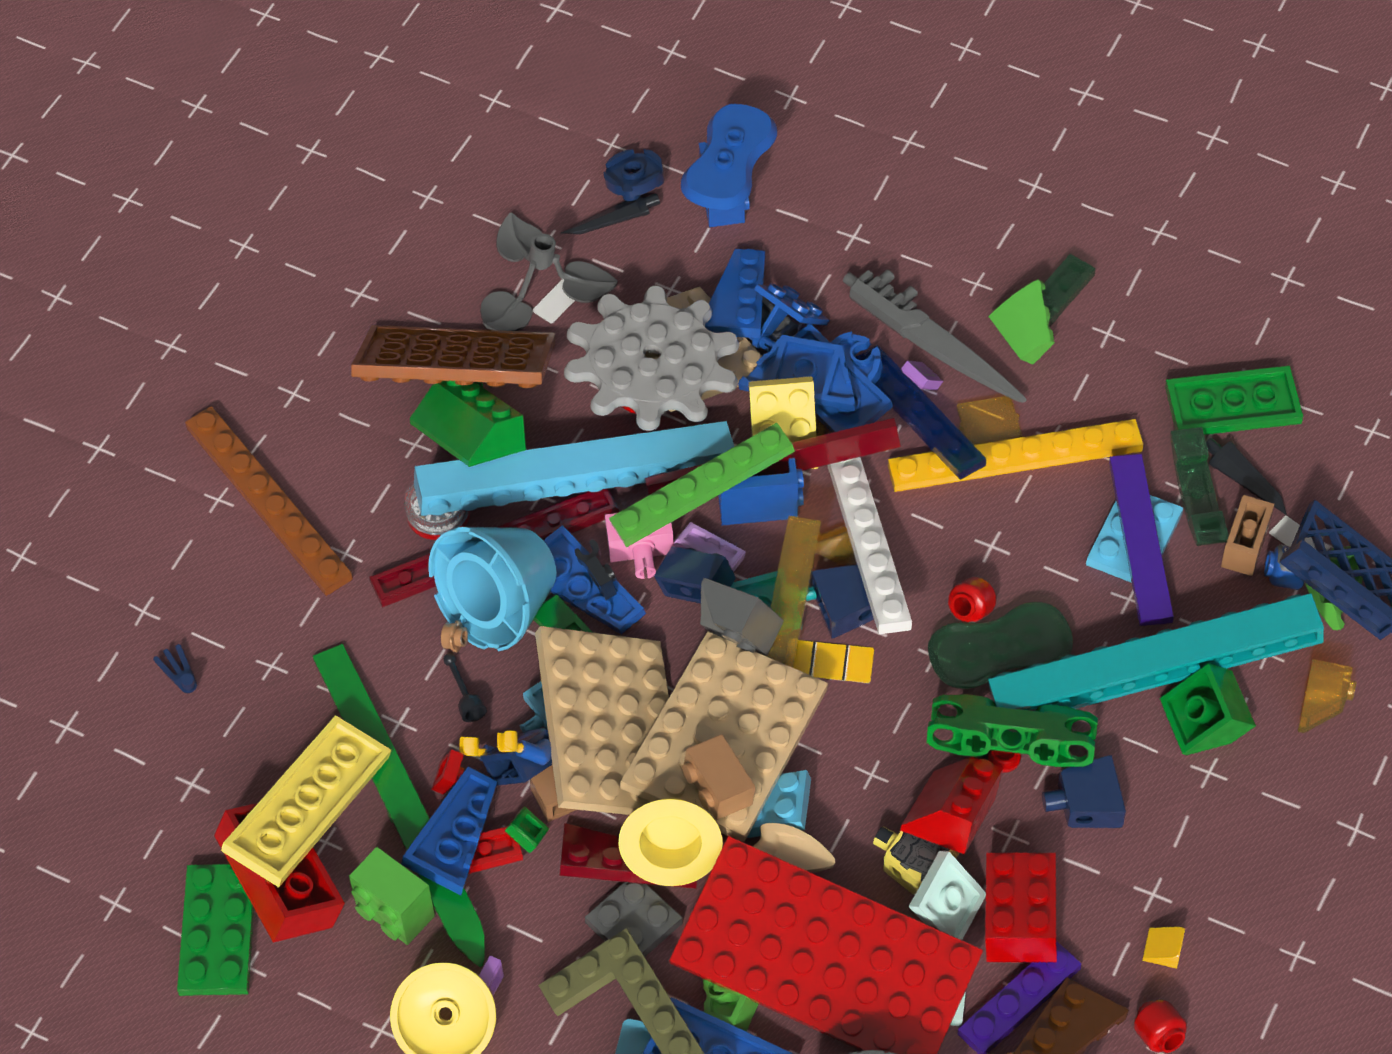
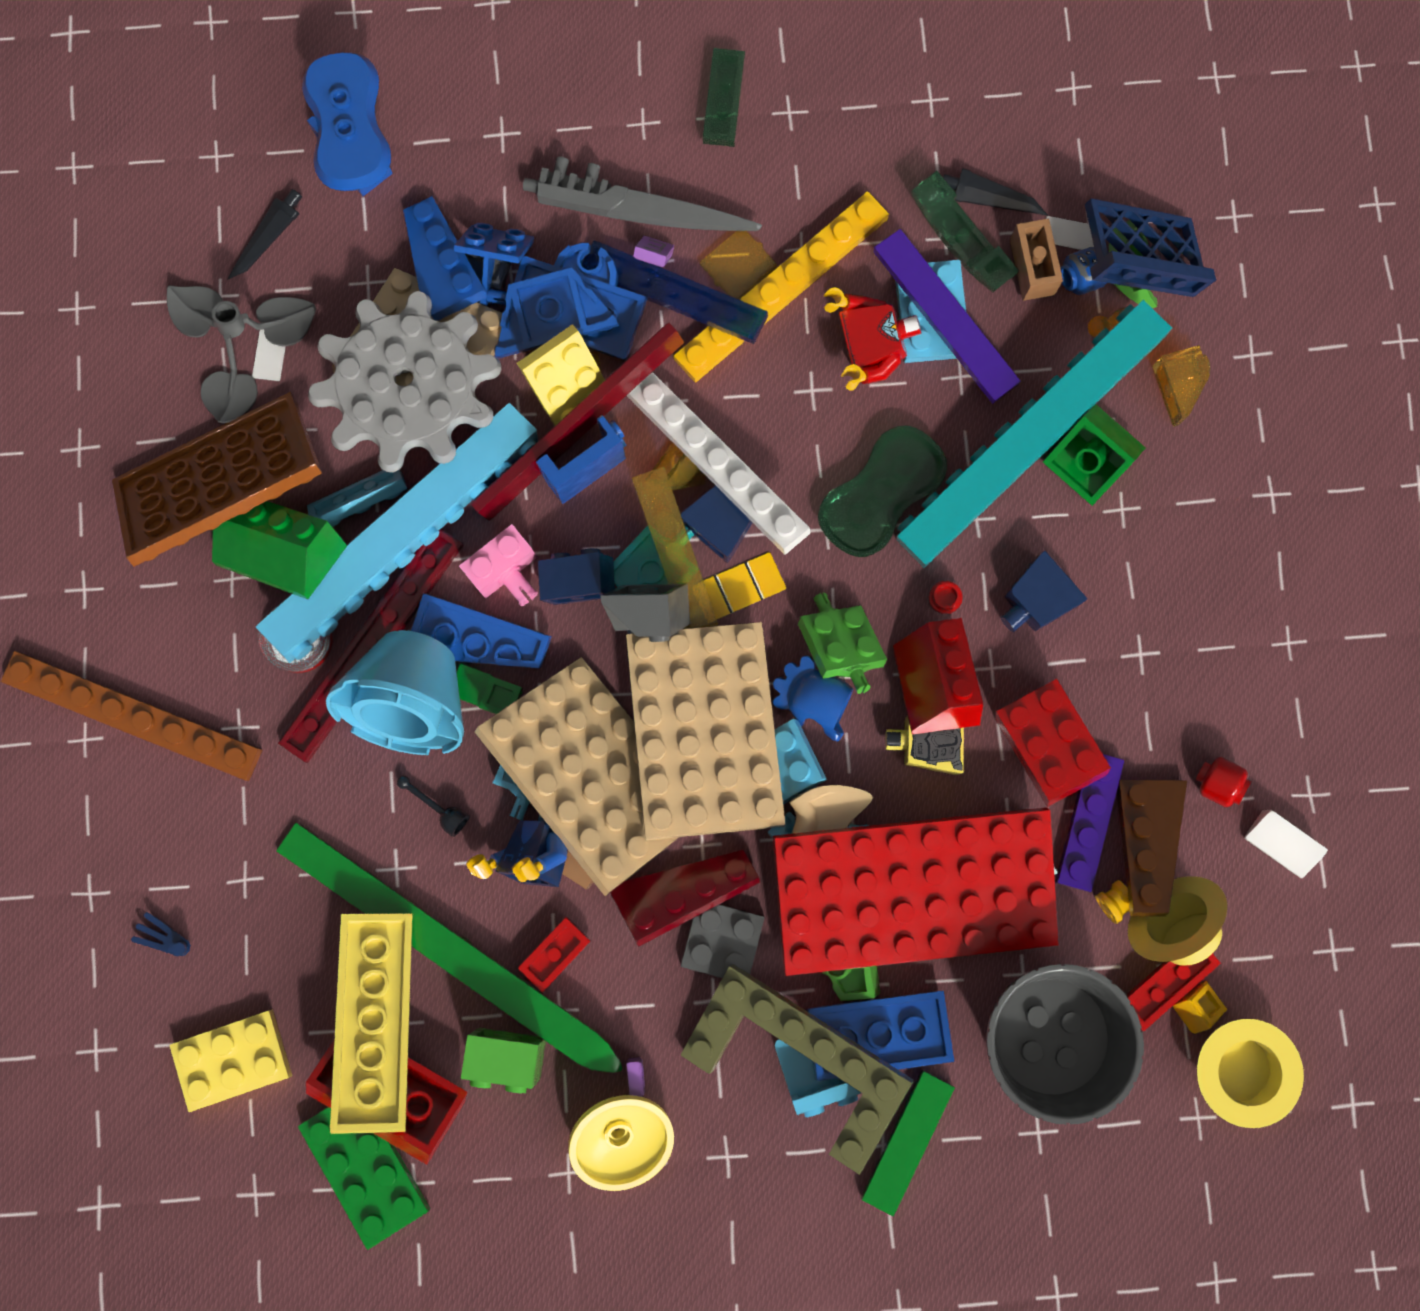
camera: 30 degrees left, 25 degrees up
(167, 790) = (230, 1060): none -> light yellow plate
(448, 772) = (475, 899): red plate -> none
(452, 834) = (521, 973): blue wing -> none
(454, 636) = (393, 759): medium nougat plate -> none
(527, 829) = (579, 915): green tile -> none
(560, 433) = (358, 496): none -> medium azure plate
(601, 575) = (493, 629): black plate -> none
(646, 174) = (267, 192): dark blue plate -> none
(670, 842) = (722, 866): light yellow hose -> none
(701, 484) = (535, 493): bright green plate -> none
(706, 542) = (567, 538): lavender plate -> none
(718, 777) = (734, 790): medium nougat brick -> none
(838, 766) = (812, 696): none -> blue piece
(888, 736) = (842, 642): none -> bright green plate
(948, 896) = (985, 772): light aqua plate -> none
(972, 600) = (833, 460): red head -> none
(1025, 322) = (716, 146): bright green slope -> none
(1041, 733) = (926, 585): green piece -> none
(1066, 522) = (871, 335): none -> red torso
(1164, 946) = (1181, 701): yellow slope -> none
(1235, 400) = (943, 125): green plate -> none

